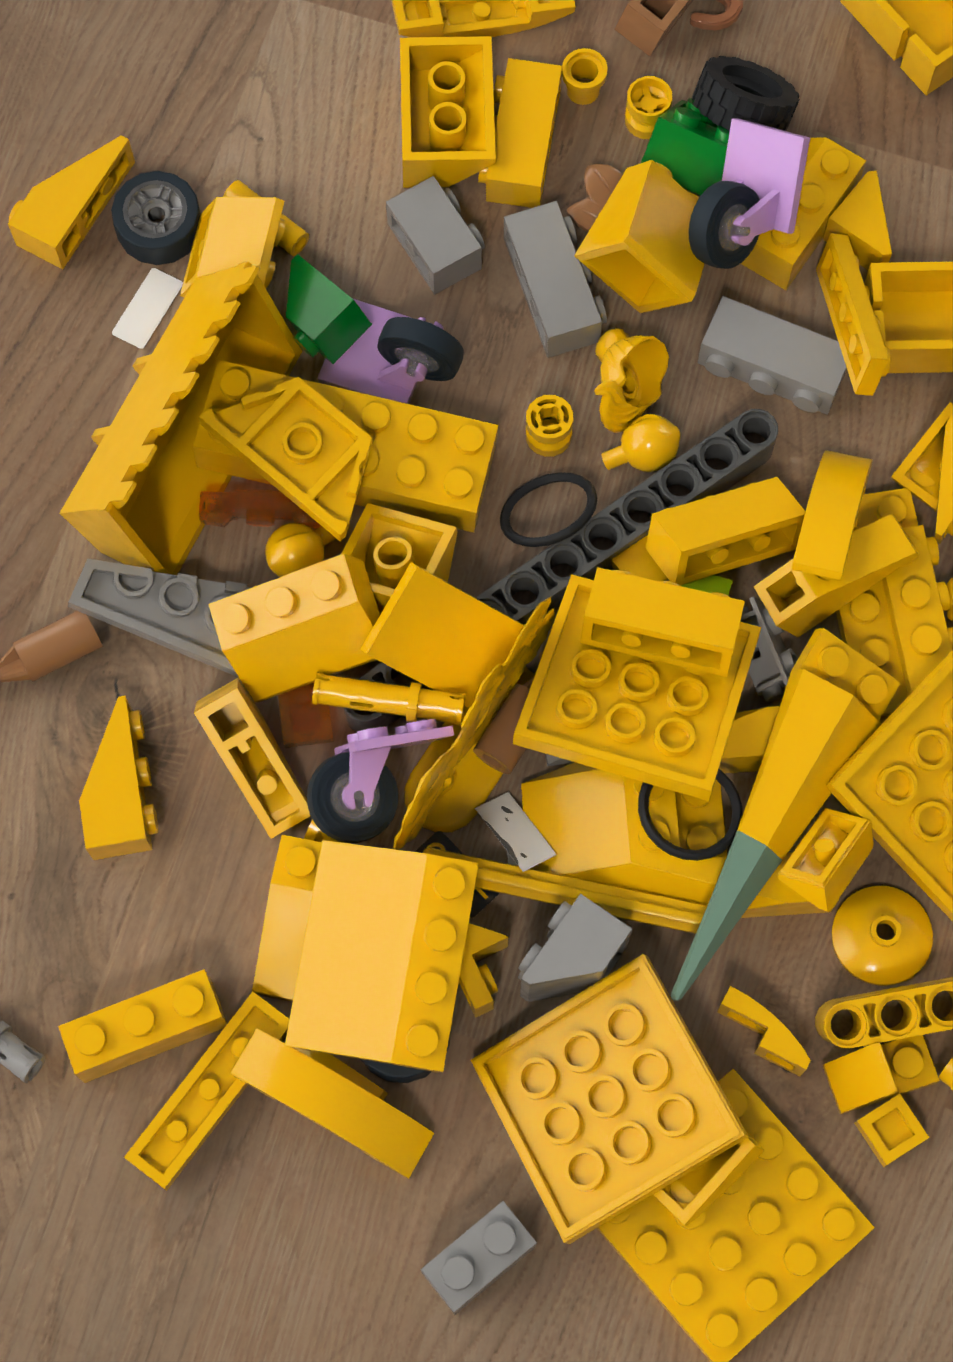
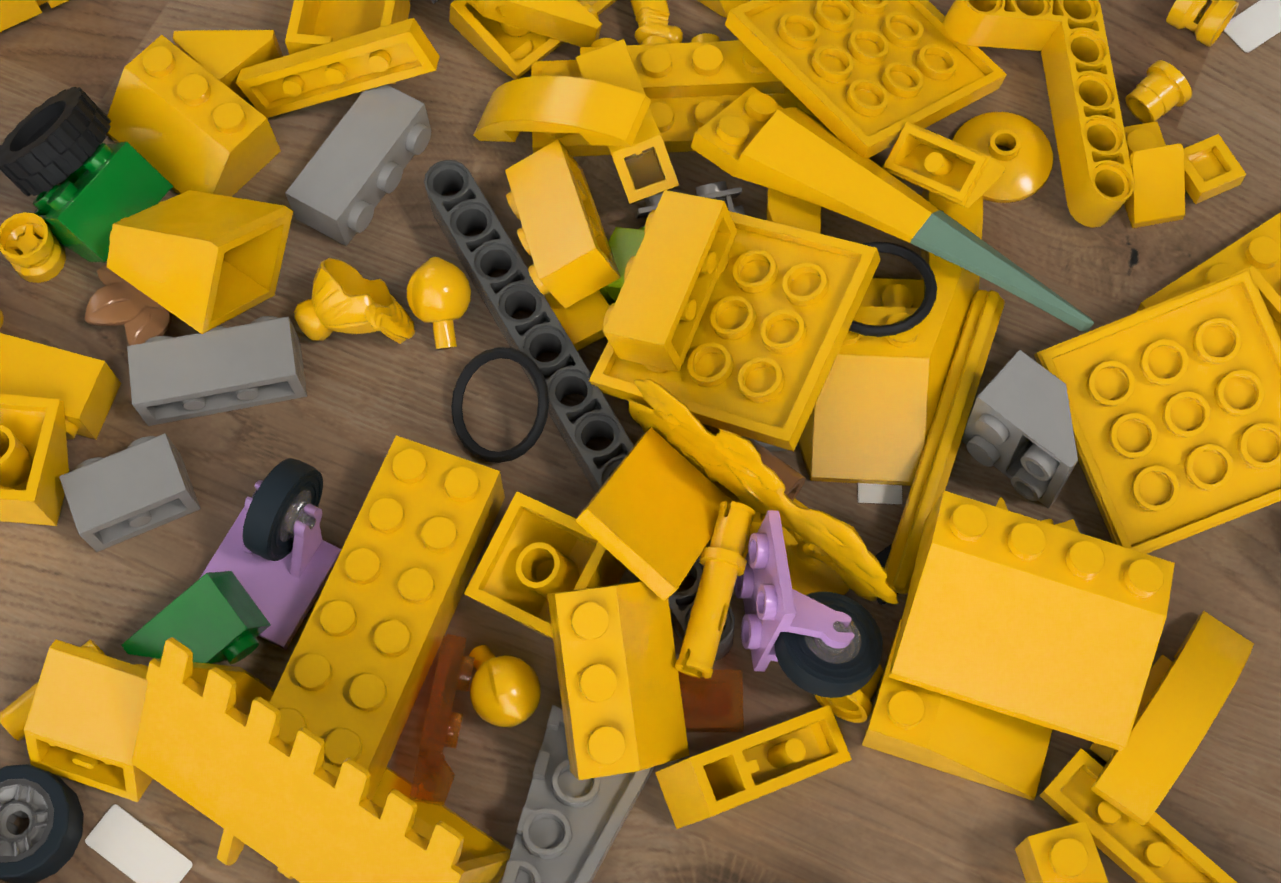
camera: 80 degrees left, 5 degrees down
(299, 448) = (393, 650): yellow wing -> none
(515, 831) = (870, 484): white sticker -> none
(552, 435) = (398, 406): yellow wheel -> none
(755, 194) = (174, 128): lavender plate -> none
(777, 1042) = (1108, 262): yellow slope -> none

